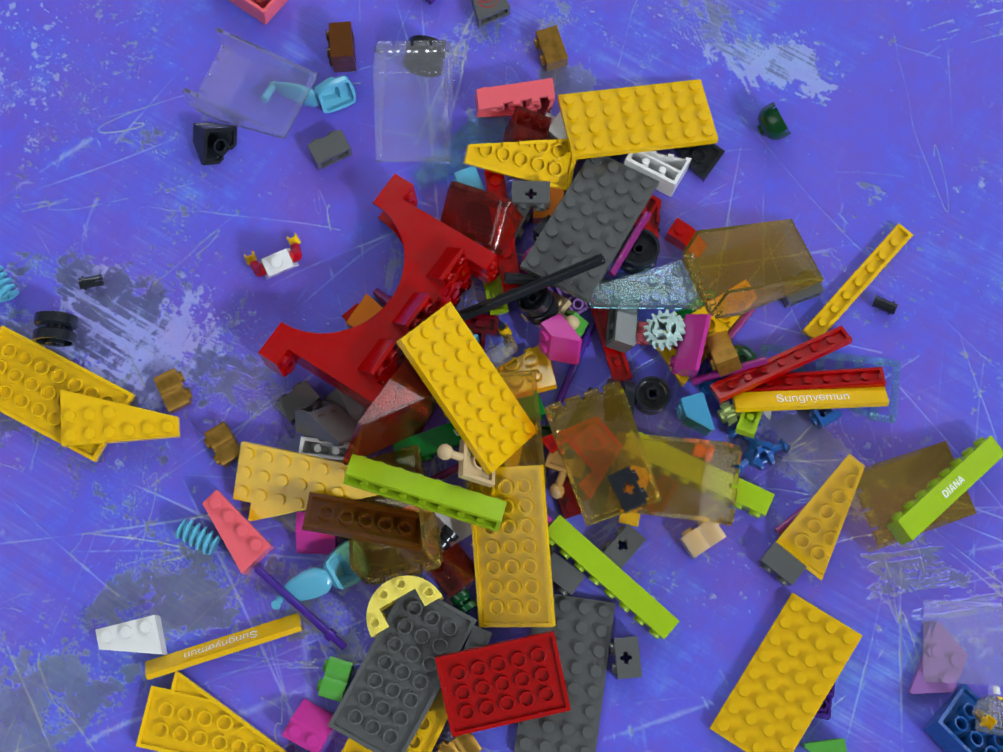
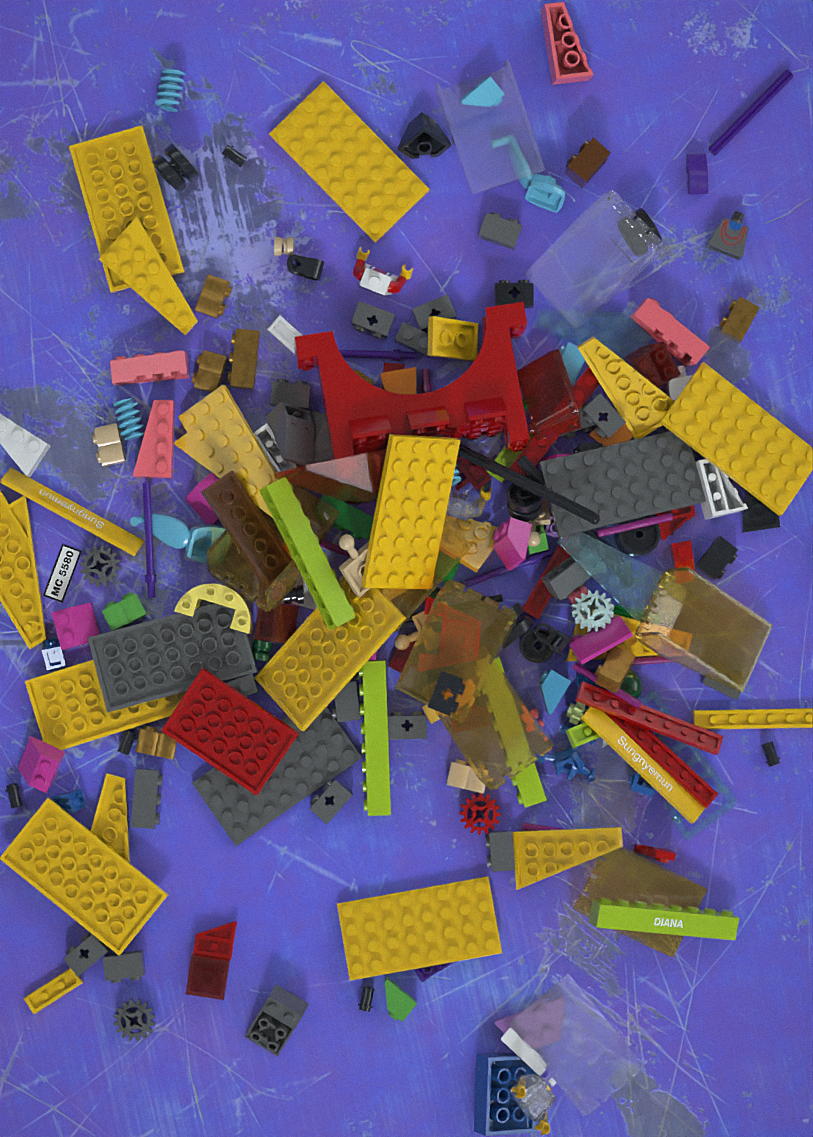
camera: 40 degrees right, 10 degrees up
(177, 208) = (349, 162): none -> yellow plate
(177, 485) = (150, 368): none -> coral wedge
(192, 303) = (288, 246): none -> tan wheel
(203, 570) = (109, 445): none -> tan brick
(220, 304) = (310, 267): none -> black piece
(225, 71) = (484, 94): none -> medium azure slope
(239, 411) = (244, 359): none -> pearl gold brick
(250, 365) = (284, 332): none -> white tile
(261, 699) = (62, 573): none -> sticker
(279, 673) = (96, 554): none -> dark grey gear
(309, 285) = (383, 318): none -> dark grey brick
(341, 237) = (440, 305): none -> dark grey brick
(343, 302) = (396, 354): none -> dark purple bar
(347, 276) = (413, 339): none -> dark grey brick
(372, 249) = (452, 338): none -> yellow plate
(384, 171) = (523, 287): none -> black brick
(660, 377) = (552, 638): none -> black piece
(706, 211) = (716, 558): none -> black brick
(739, 562) = (488, 805): none -> red gear
(890, 449) = (660, 854): none -> red wing
(952, 690) = (517, 1045): none -> white sticker

